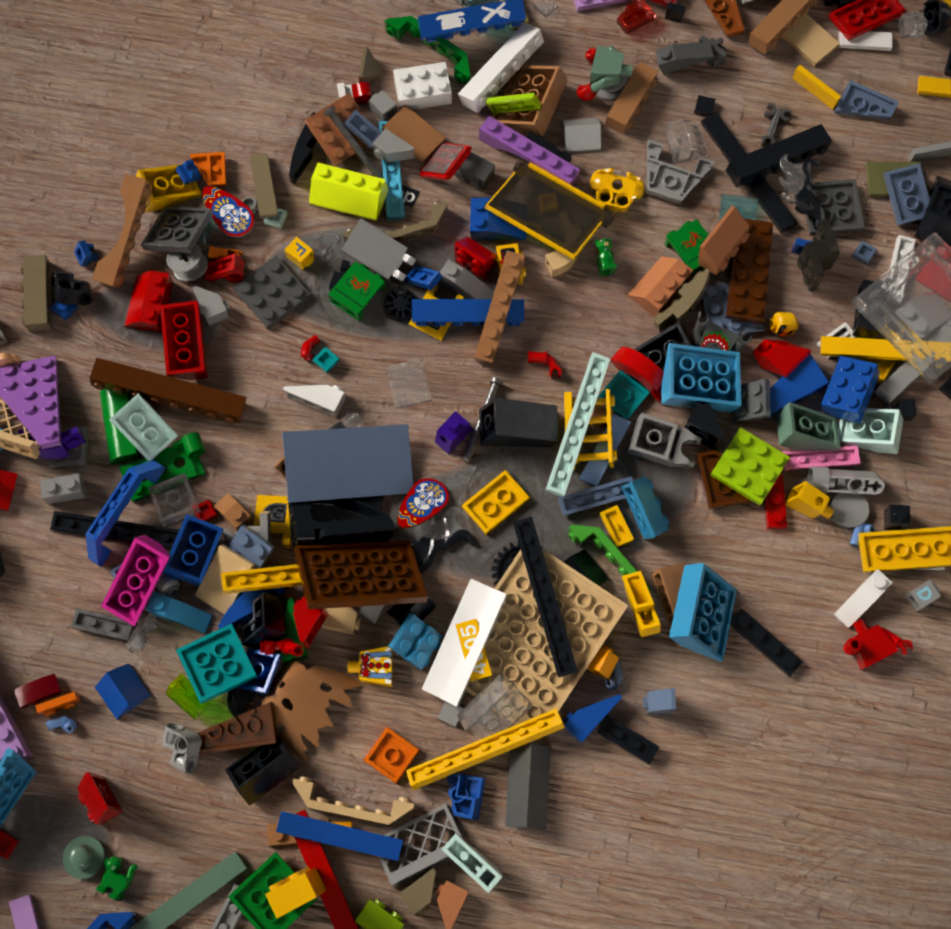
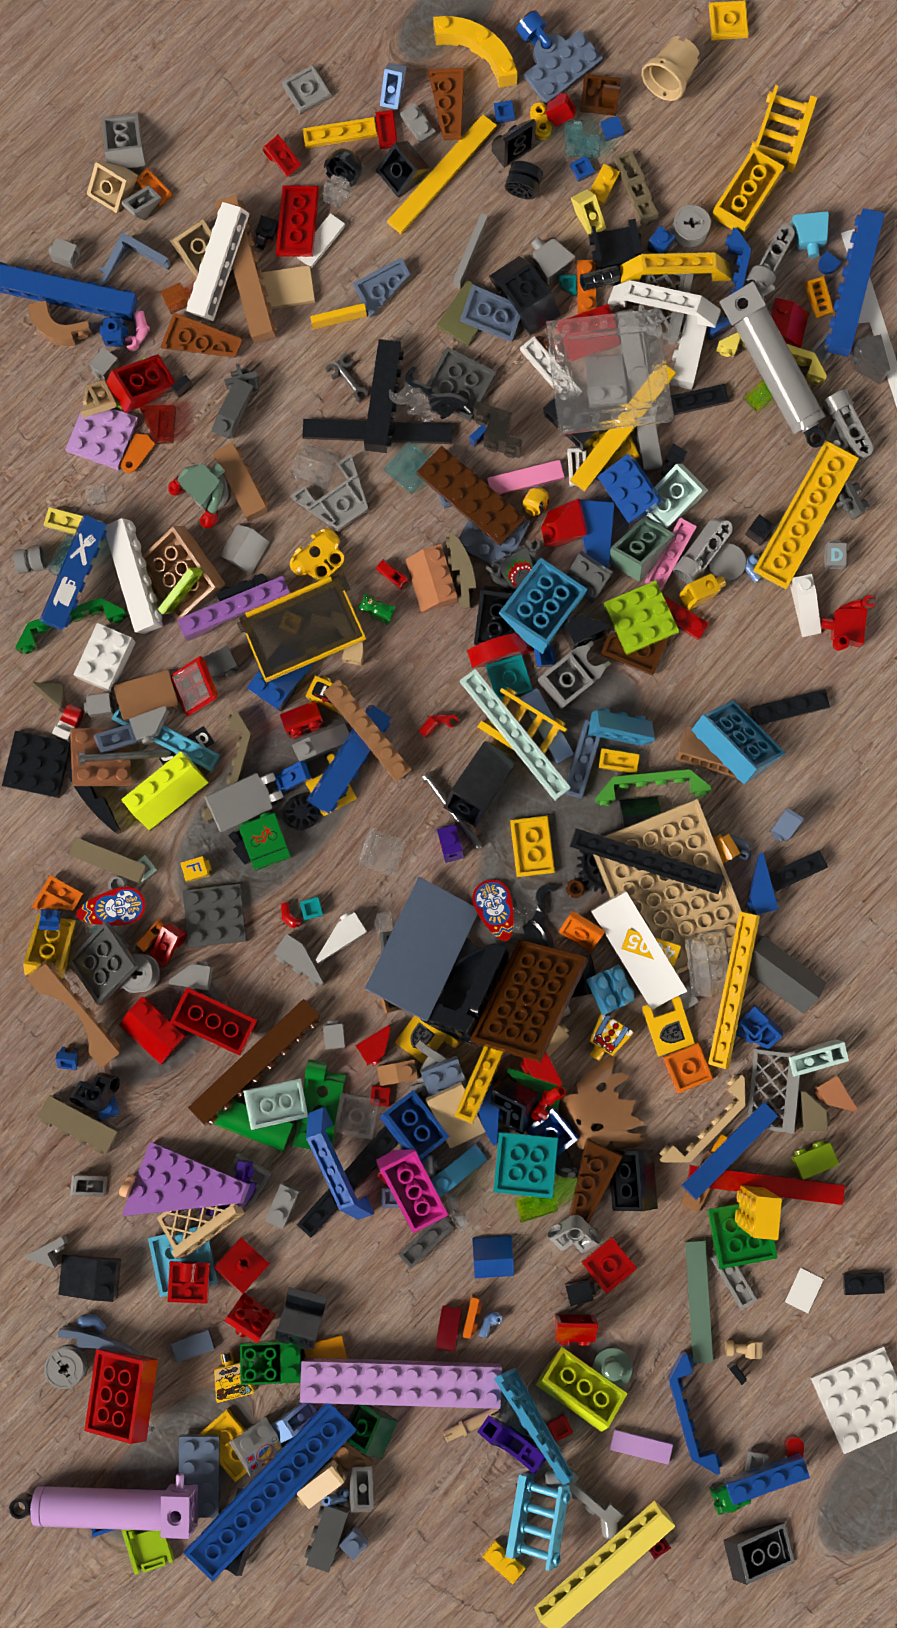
camera: 50 degrees left, 10 degrees up
(48, 840) = (581, 1389): none -> neon yellow slope
(112, 879) = (647, 1353): green animal -> none
(134, 784) = (580, 1291): none -> black brick
(174, 795) = (609, 1265): none -> red plate
(232, 442) = (334, 1035): none -> light grey brick
(243, 479) = (374, 1046): none -> red slope
(280, 371) = (297, 955): none -> light grey slope
(305, 91) = (36, 764): none -> black plate
(415, 717) = (669, 1030): none -> yellow flag
(449, 585) = (581, 931): none -> orange tile
(483, 554) = (570, 889): none -> reddish brown plate
(600, 14) = (137, 451): none -> orange piece
(641, 604) = (700, 786): yellow slope -> none
(642, 250) = (390, 572): none -> red bar
(661, 411) = (546, 659): none -> blue tile
(687, 243) = (416, 527): green panel -> none
(704, 105) = (289, 424): black tile -> none
(723, 241) = (437, 501): nougat slope -> none
(797, 305) = (526, 478): none -> bright pink tile
(864, 253) = (516, 387): sand blue tile -> none

